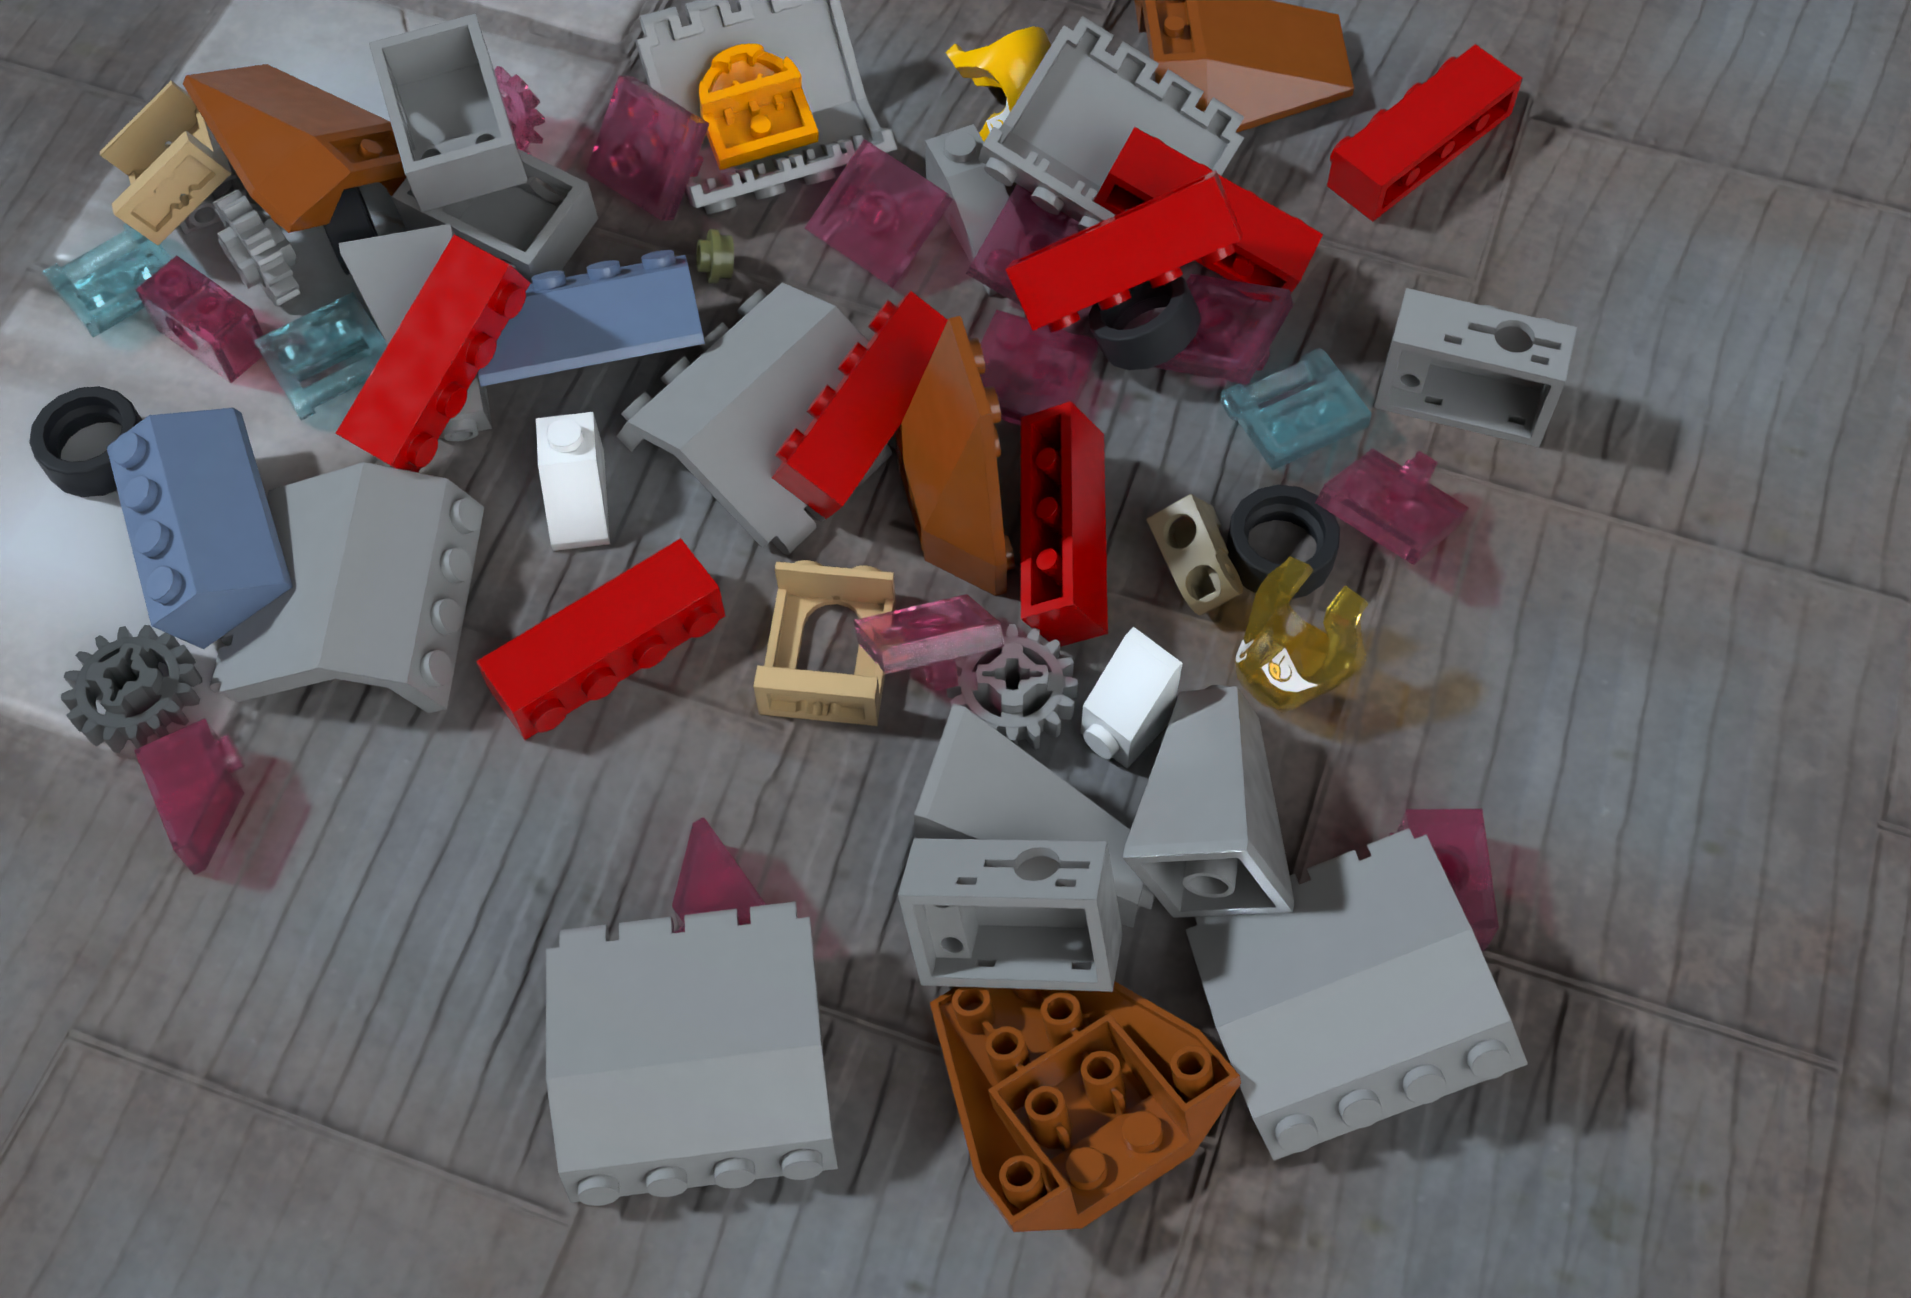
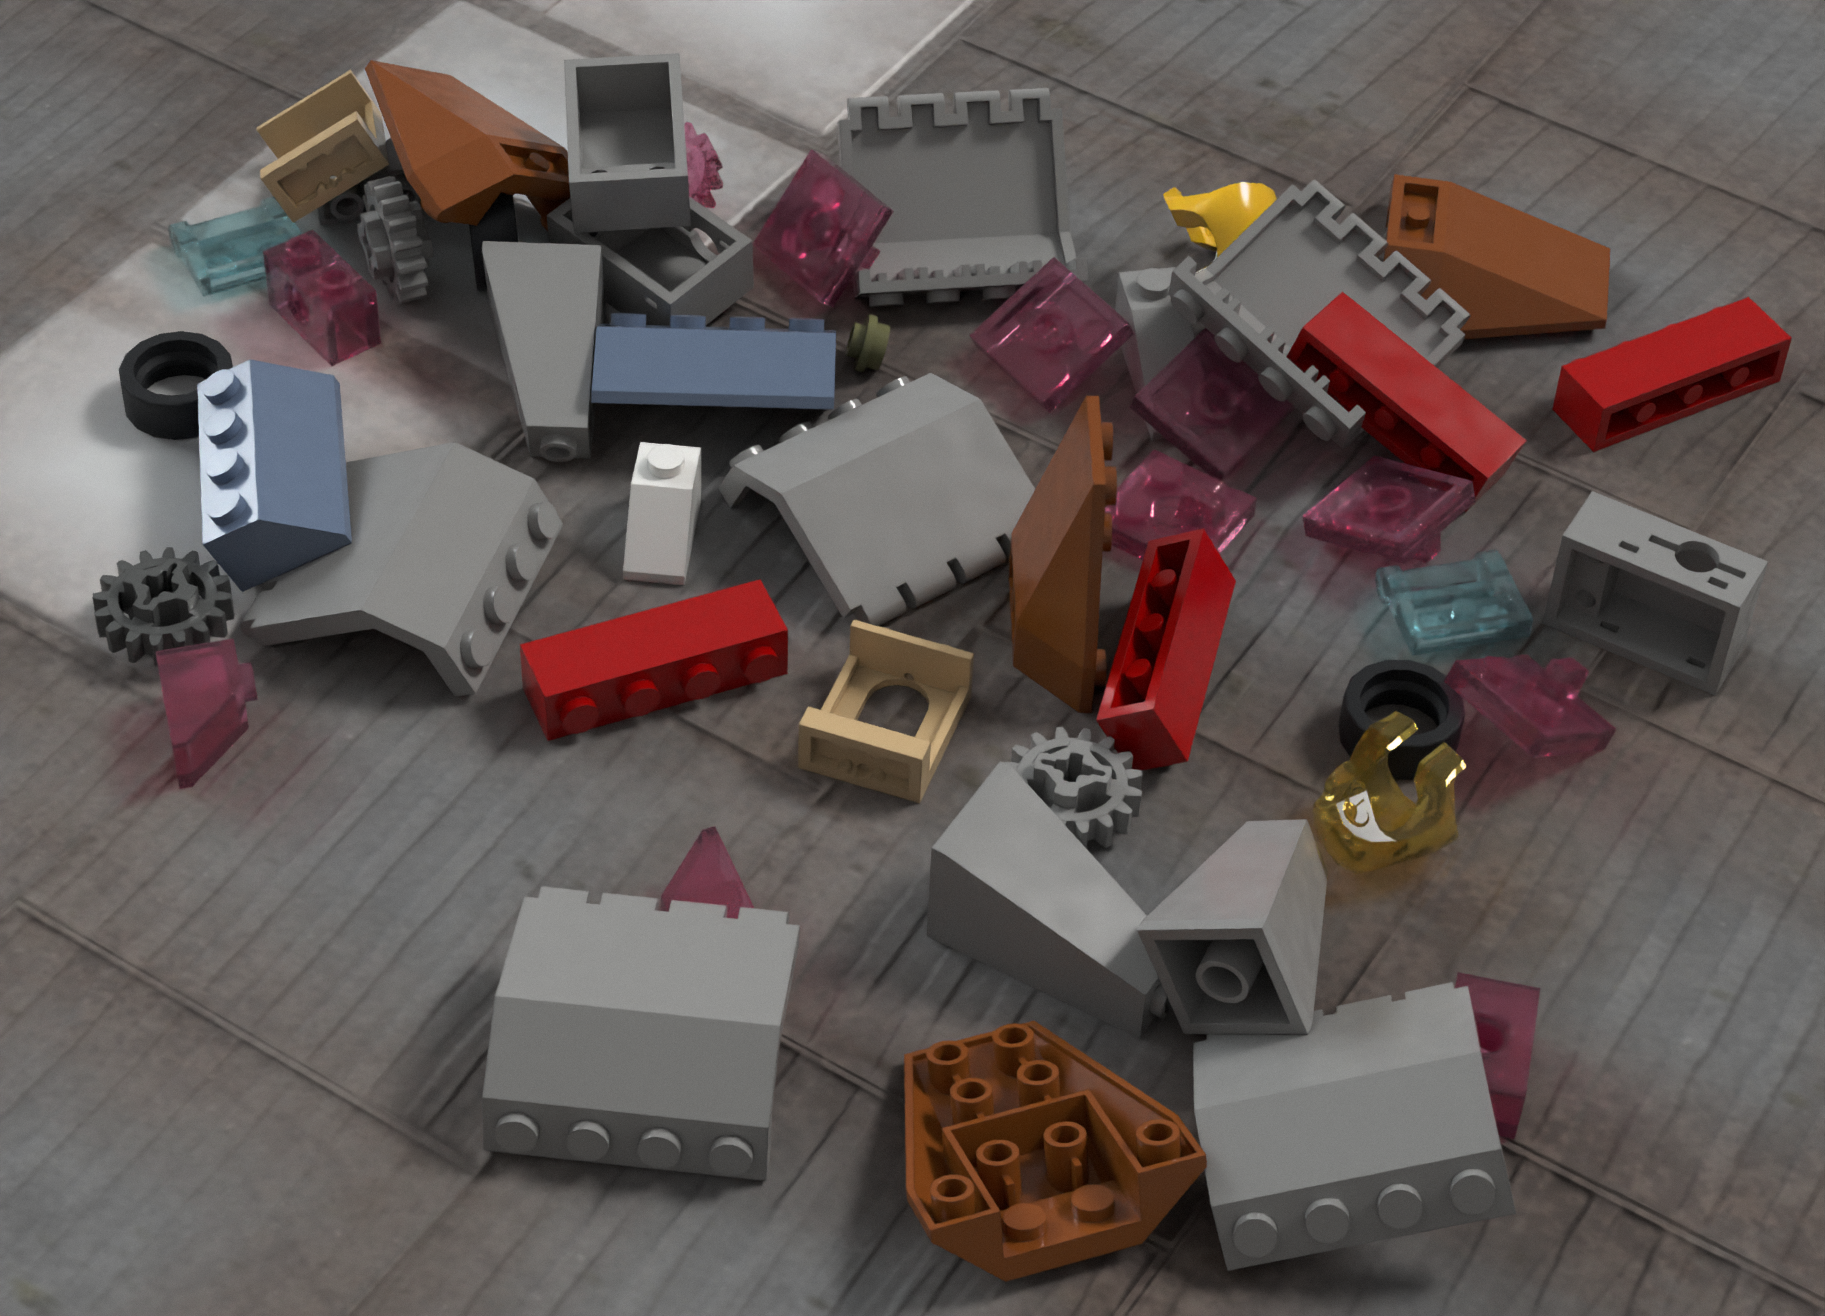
camera: 10 degrees right, 15 degrees down
(317, 344) = (434, 343): clear light blue plate -> none
(435, 356) = (553, 358): red brick -> none
(754, 106) = (946, 211): light orange slope -> none
(863, 410) = (971, 507): red brick -> none
(929, 637) = (998, 717): clear pink hinge -> none
(1012, 913) = (1010, 967): light grey piece -> none
(1124, 252) = (1300, 403): red brick -> none
(1131, 699) = (1191, 812): white slope -> none
(1154, 341) = (1309, 481): black tyre -> none
(1196, 553) = (1303, 707): dark tan leg -> none

